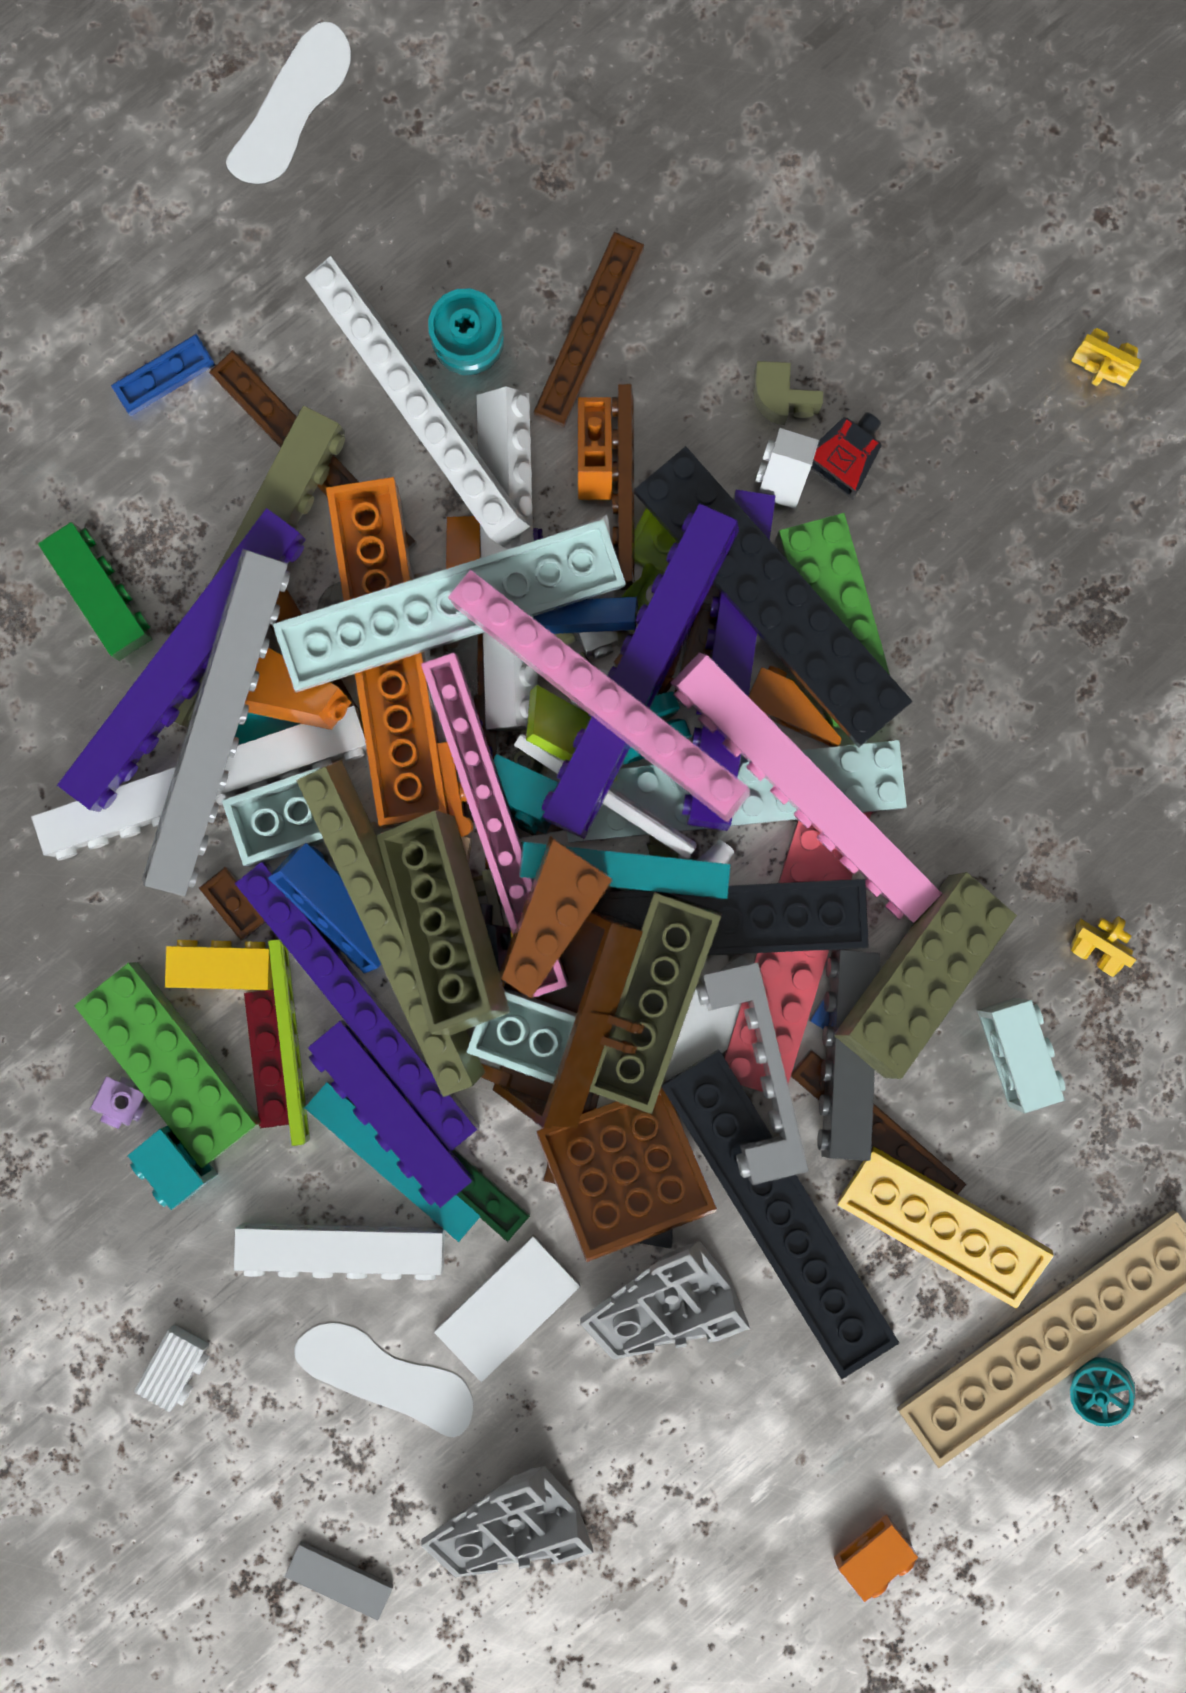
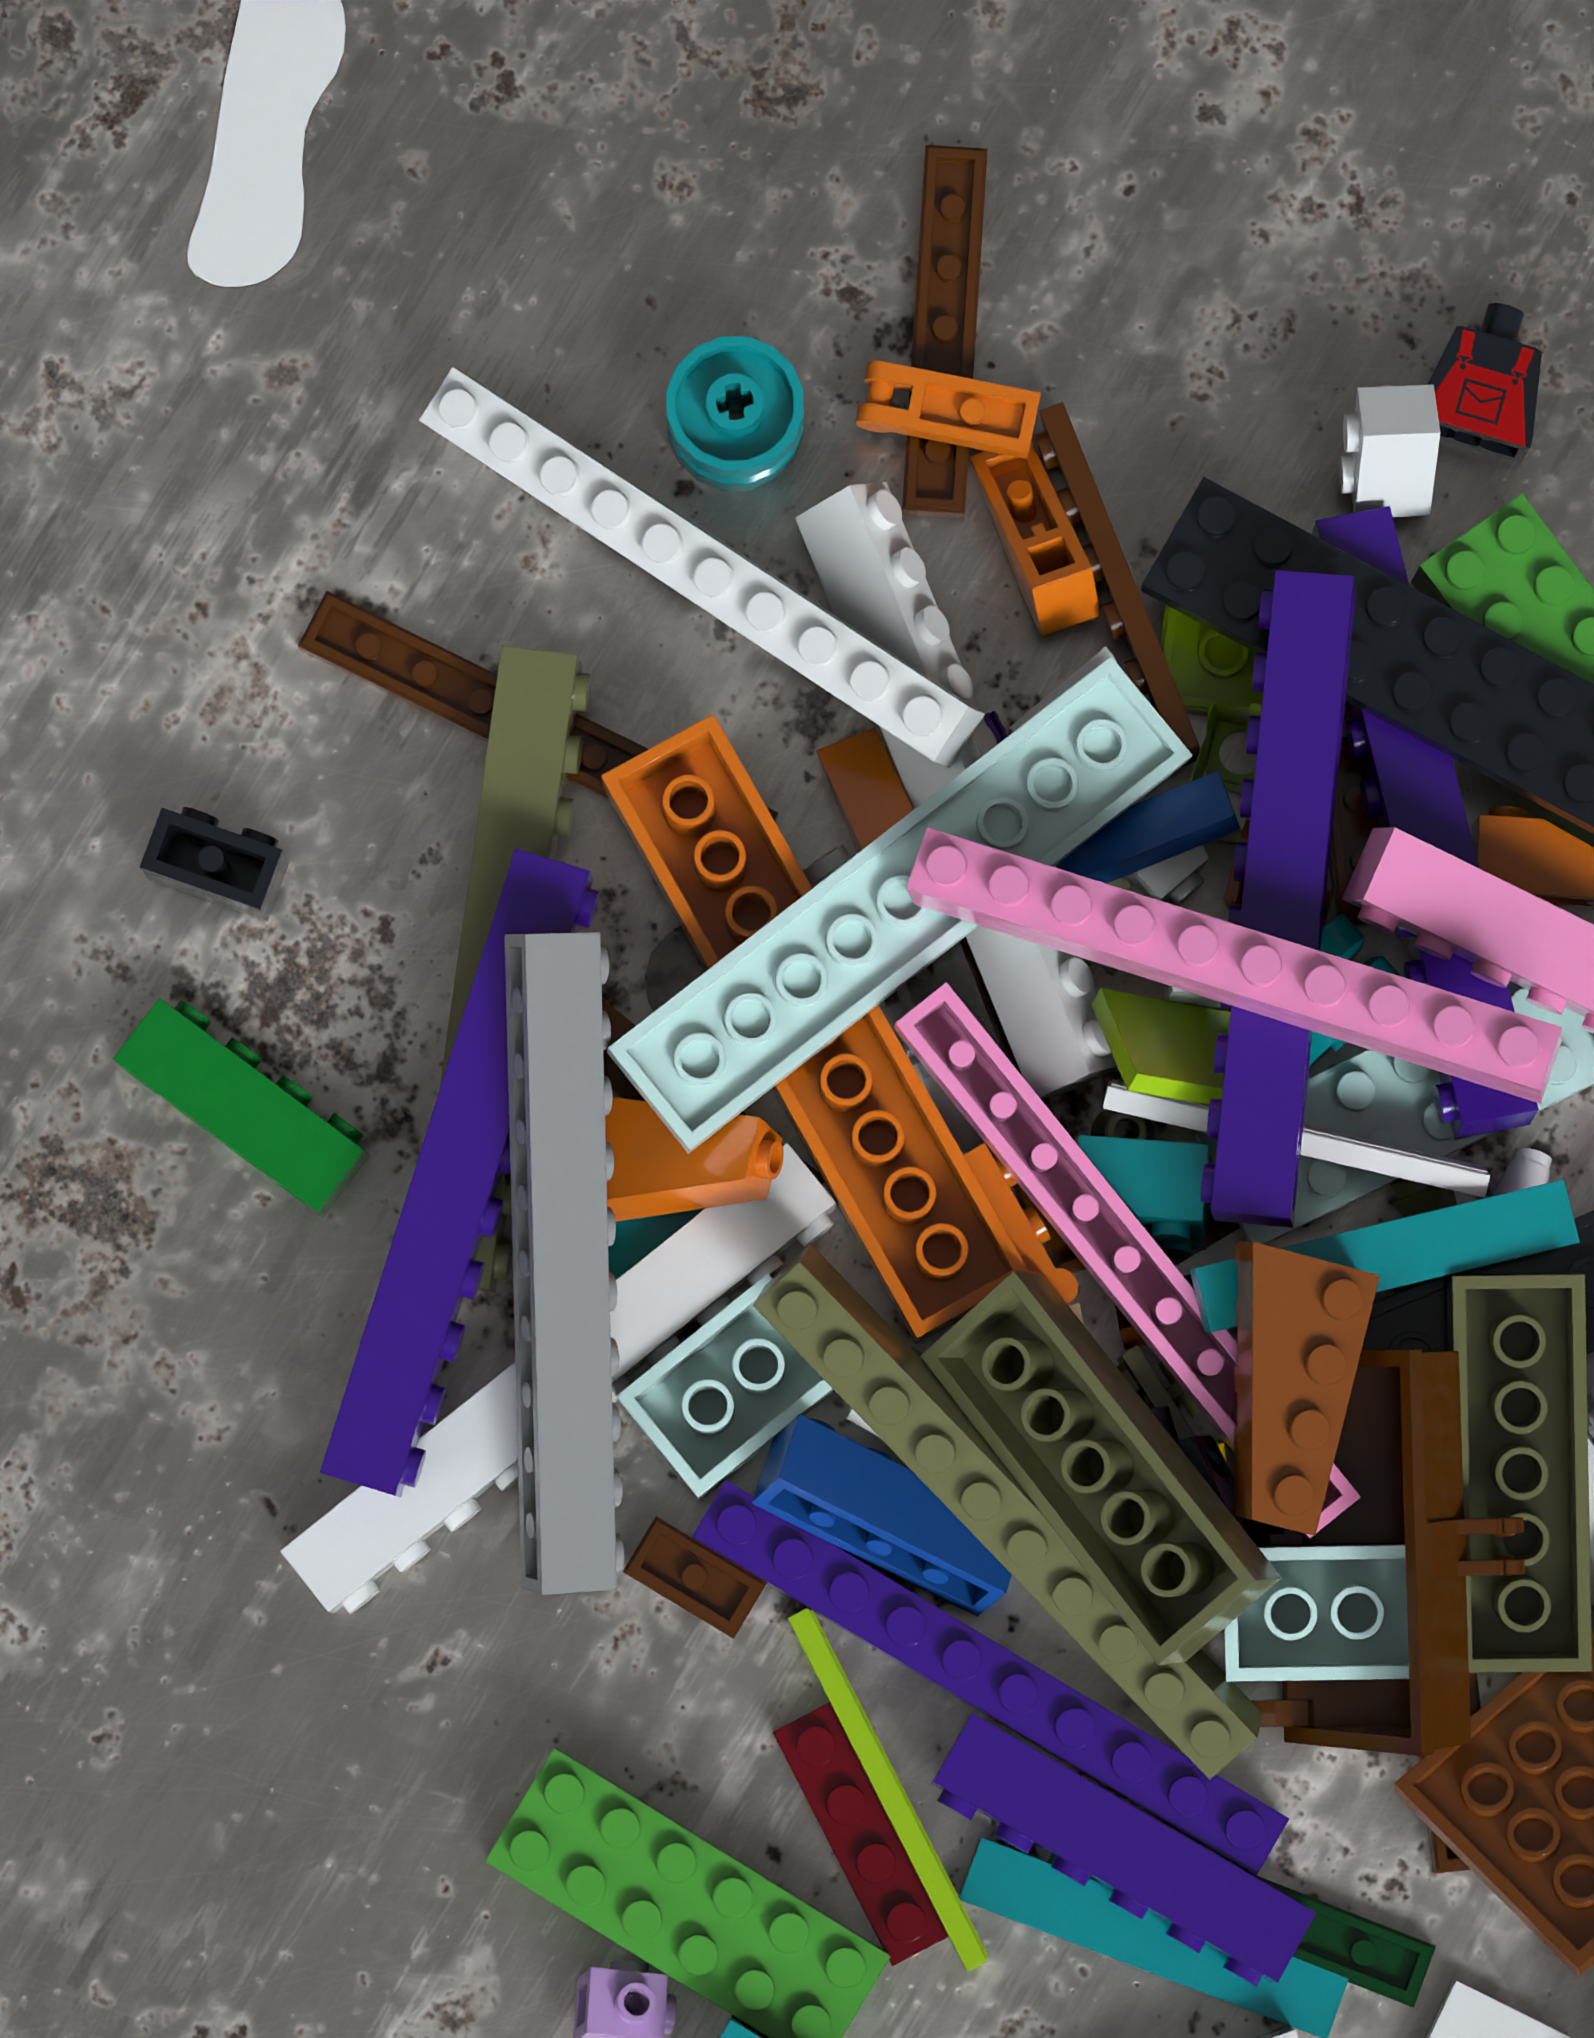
camera: 20 degrees left, 5 degrees down
(119, 460) = (215, 863): none -> black brick
(163, 375) = (216, 680): blue tile -> none
(218, 966) = (712, 1697): yellow brick -> none
(574, 368) = (949, 409): none -> orange plate
(776, 399) = (1319, 334): olive brick -> none

